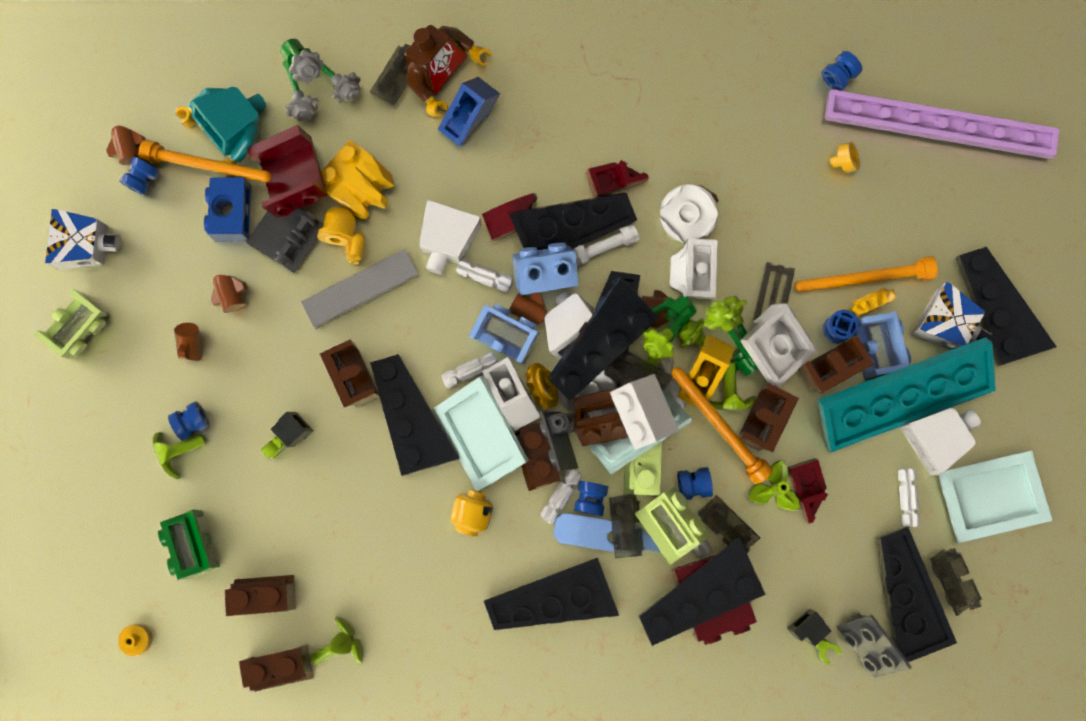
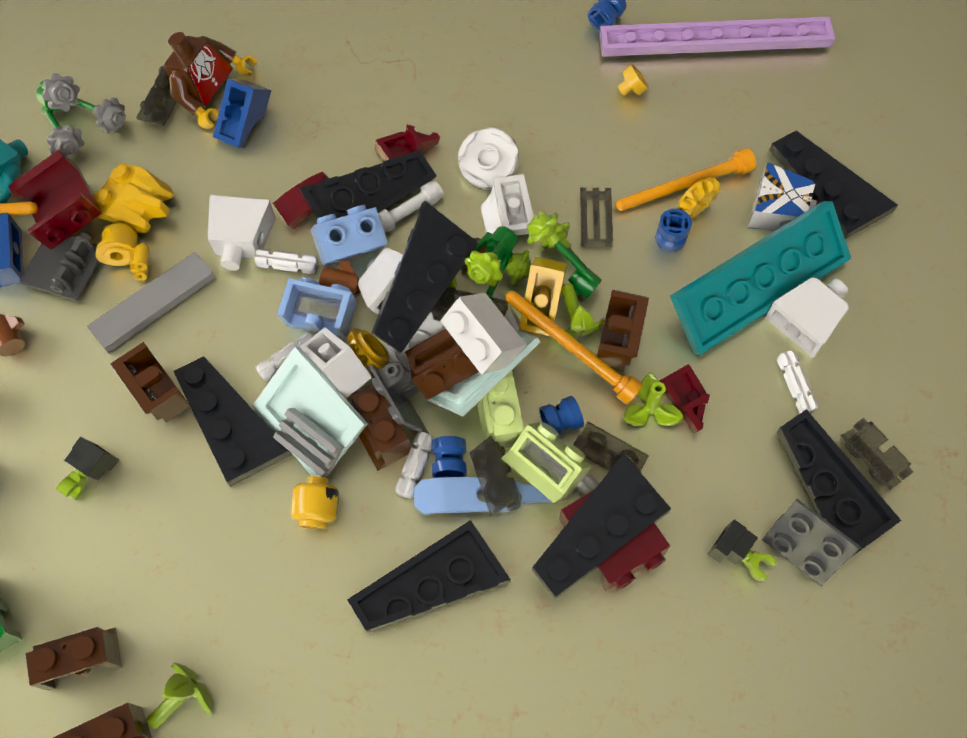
camera: 15 degrees left, 15 degrees down
(473, 462) = (305, 447): none -> light grey tile
(778, 344) = (613, 254): white plate -> none
(836, 365) = (679, 266): reddish brown window -> none
(884, 343) = (717, 234): light blue window -> none
(995, 496) = (887, 361): light aqua piece -> none

